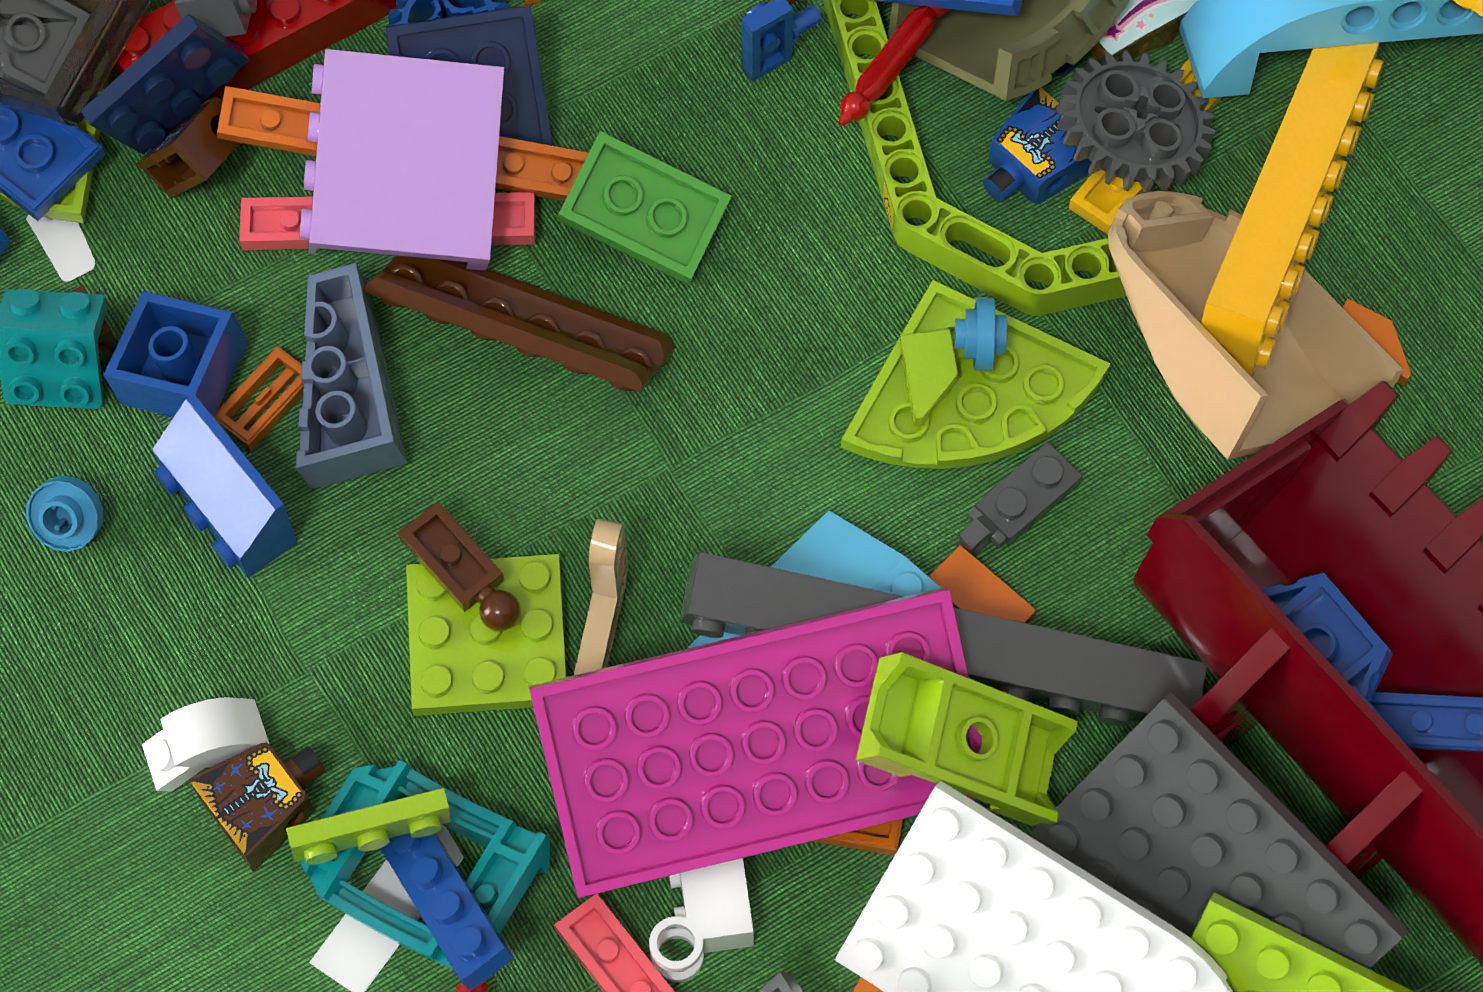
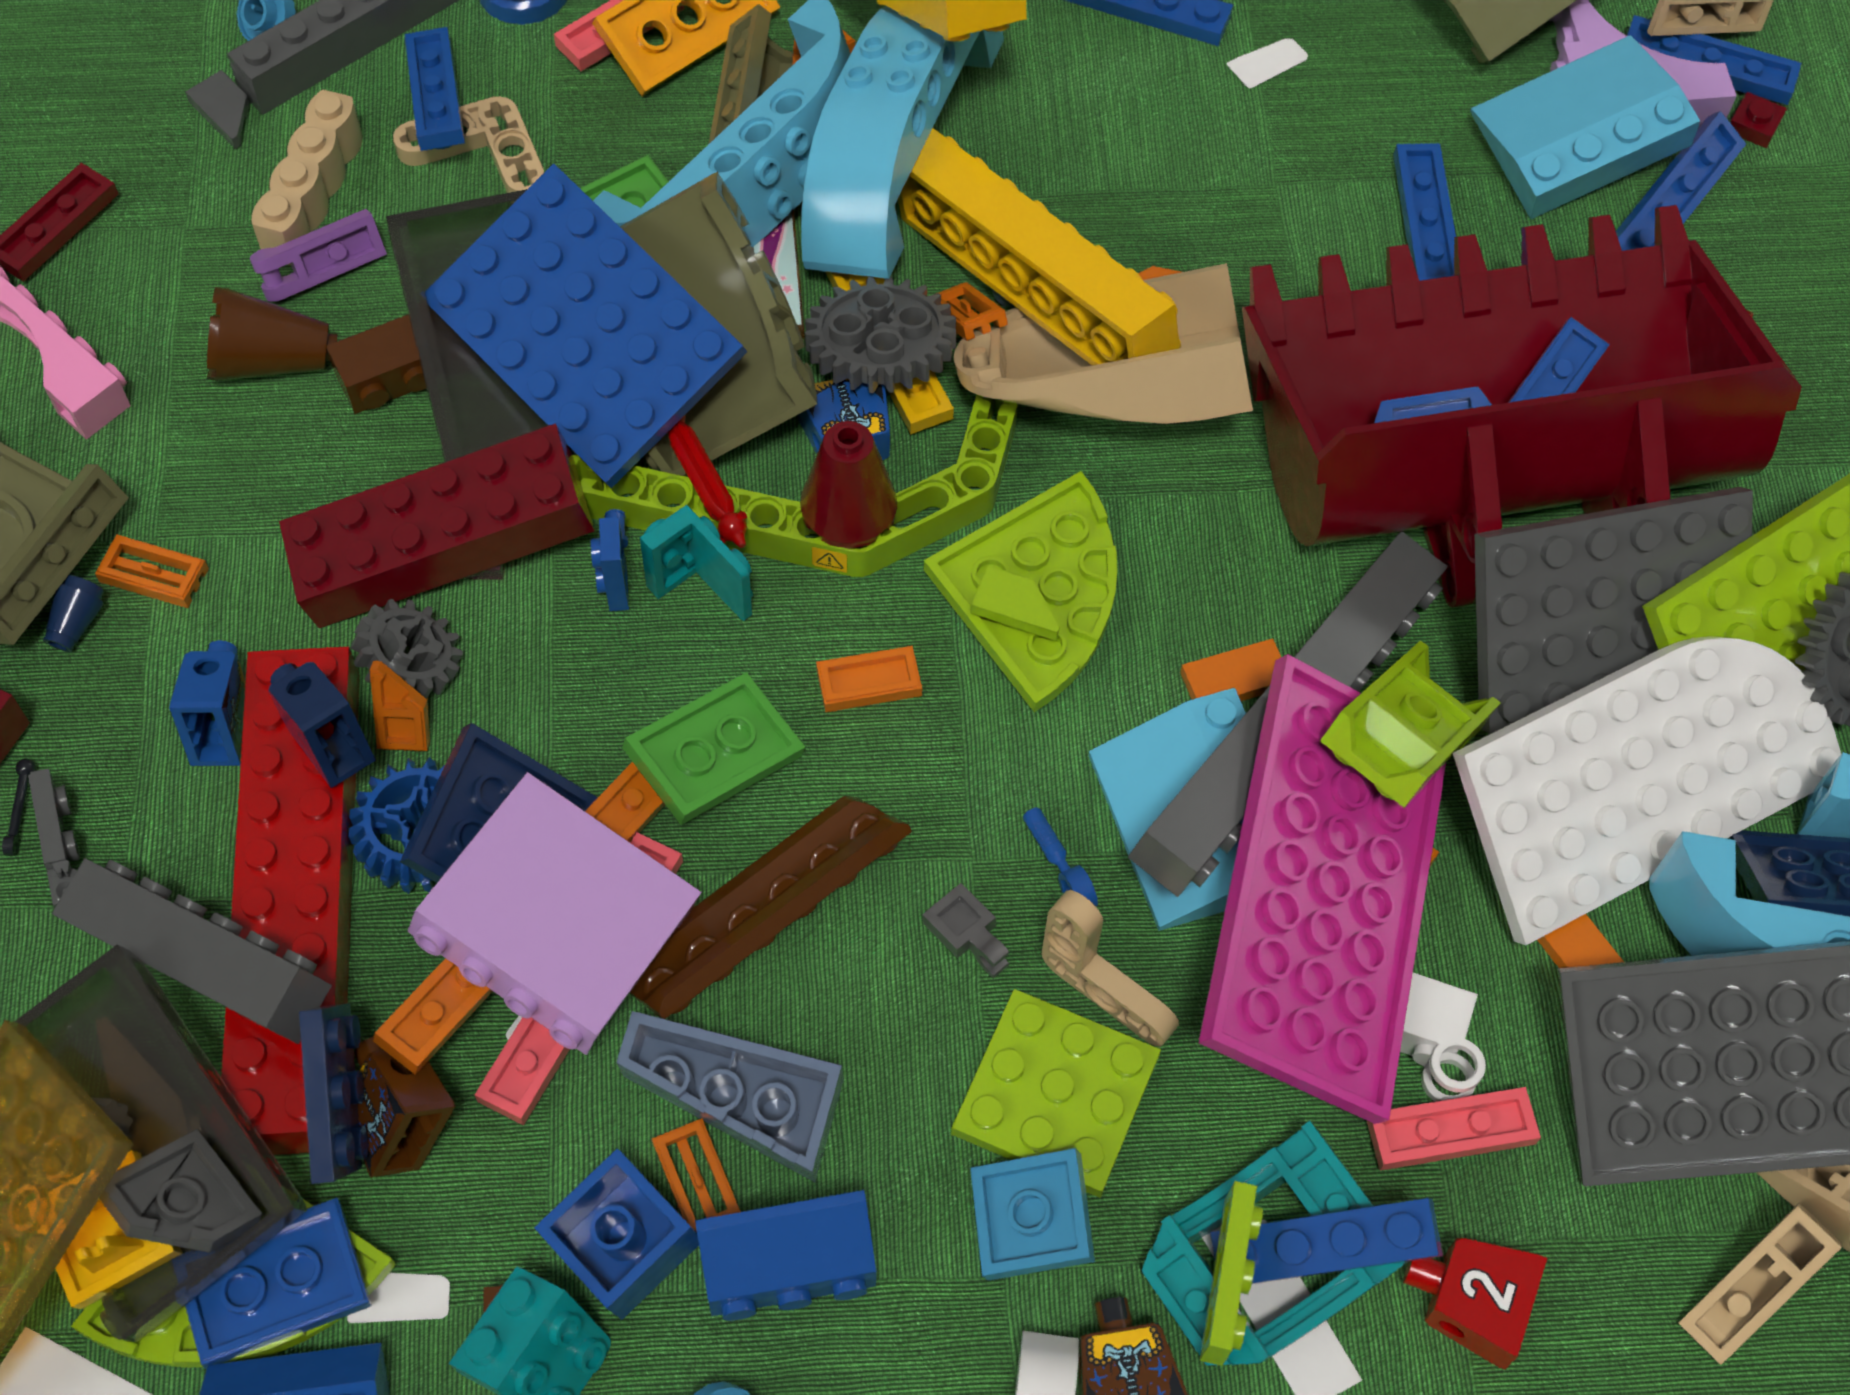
camera: 65 degrees left, 5 degrees down
(358, 660) = (1032, 1214): none -> dark azure plate
(460, 567) = (994, 1072): reddish brown plate -> none
(594, 486) = (966, 924): none -> flat silver plate
(678, 559) = (1069, 878): none -> blue piece
(794, 299) = (869, 679): none -> orange tile
(811, 80) = (691, 545): none -> teal bracket
(941, 174) = (848, 489): none -> dark red cone
(981, 334) = (1014, 539): dark azure plate -> none
(1020, 500) = (1161, 603): dark grey hinge -> none
(1213, 196) = (967, 318): none -> orange tile

